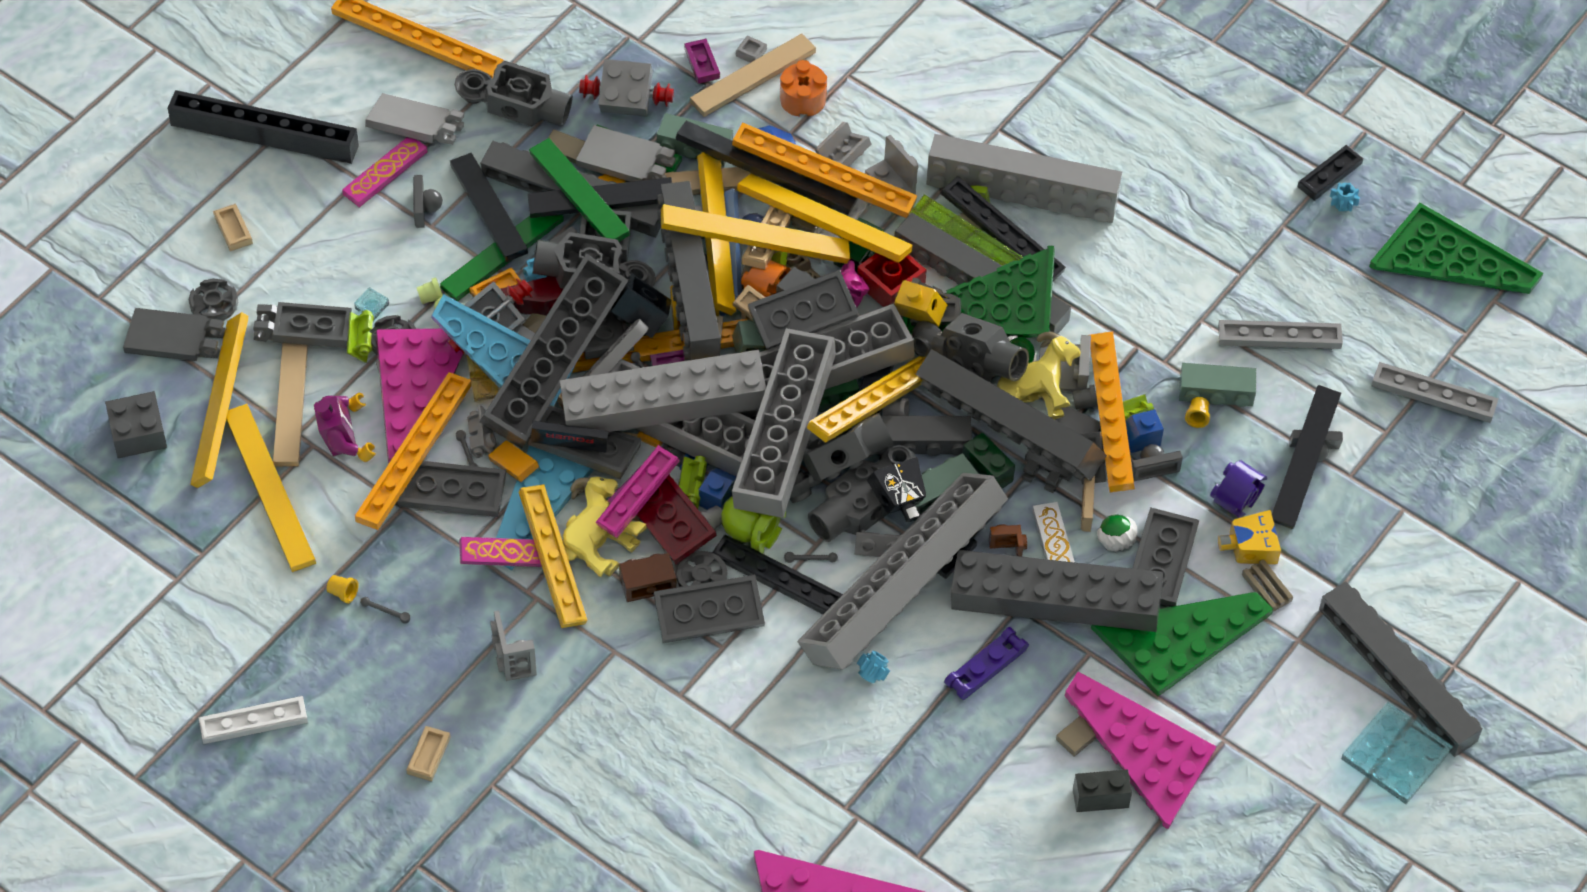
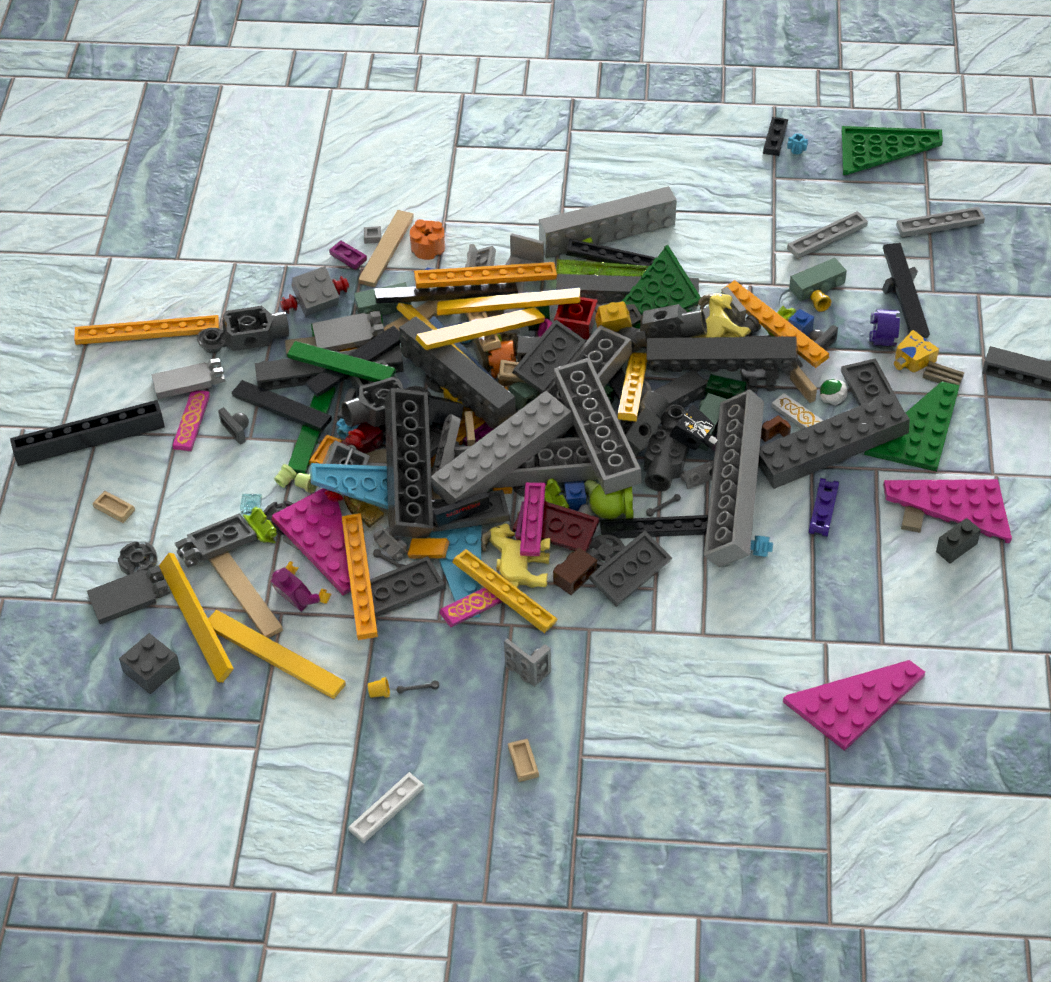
camera: 30 degrees left, 5 degrees down
(661, 347) = (469, 428): none -> tan tile

